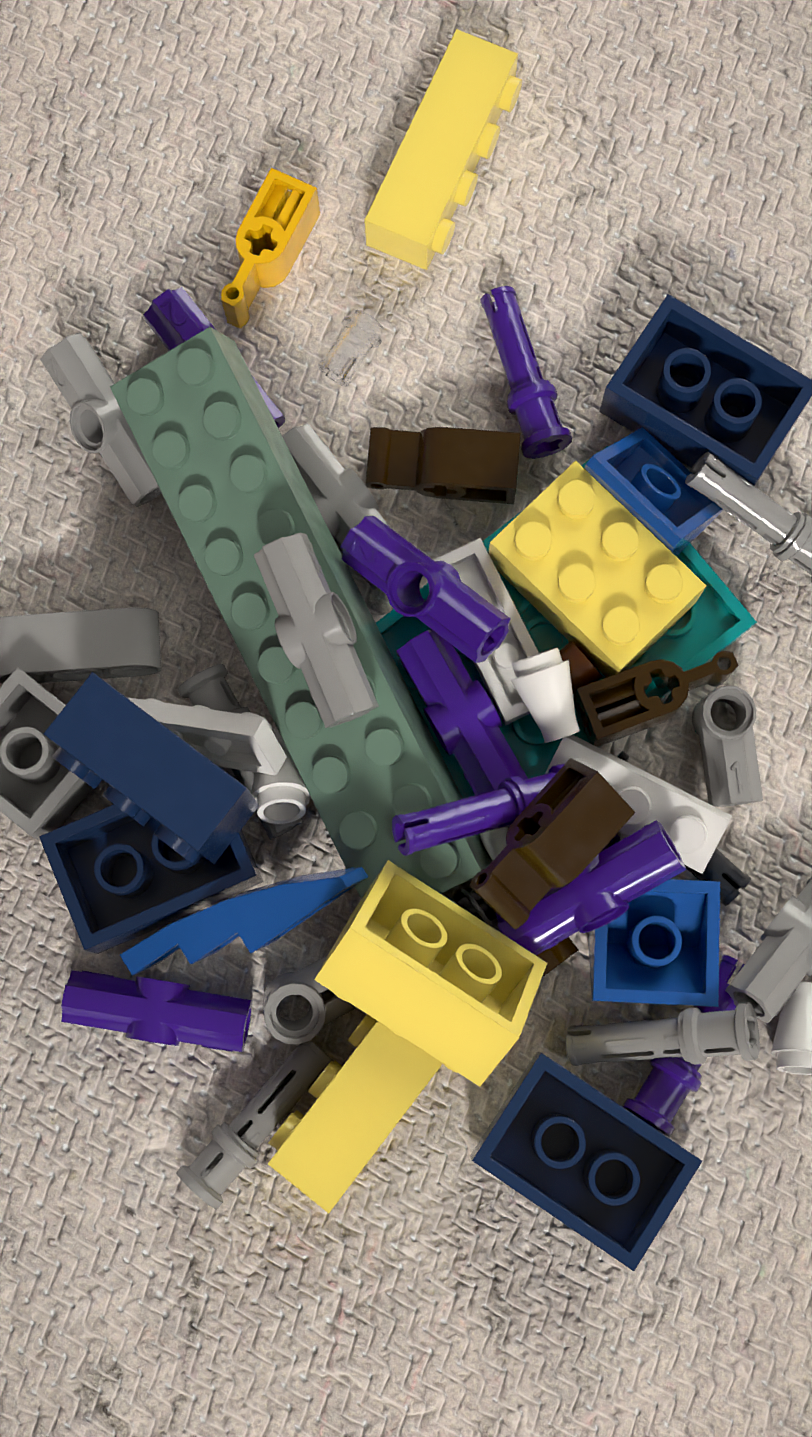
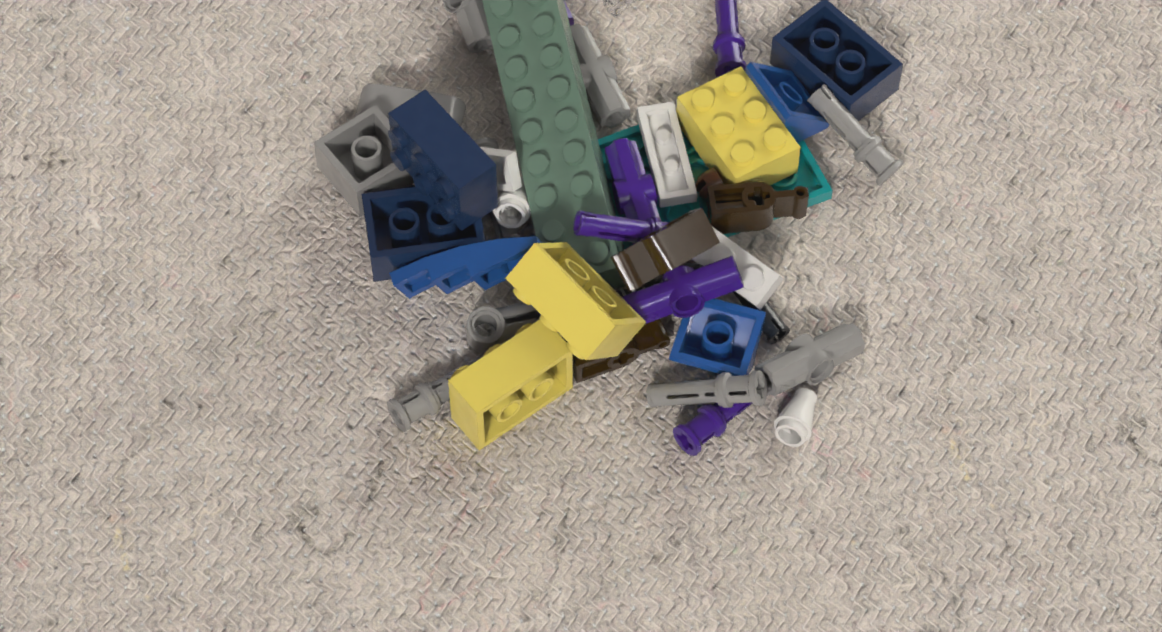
camera: 10 degrees right, 20 degrees down
(156, 1011) = (401, 316): dark purple piece -> none
(315, 630) = (559, 109): light grey piece -> none
(445, 463) = (665, 65): dark brown piece -> none
(451, 606) = (631, 114): dark purple piece -> none
(547, 693) = (688, 182): white cone -> none
(585, 1160) = (639, 446): dark blue brick -> none
(729, 756) = (796, 254): light grey piece -> none

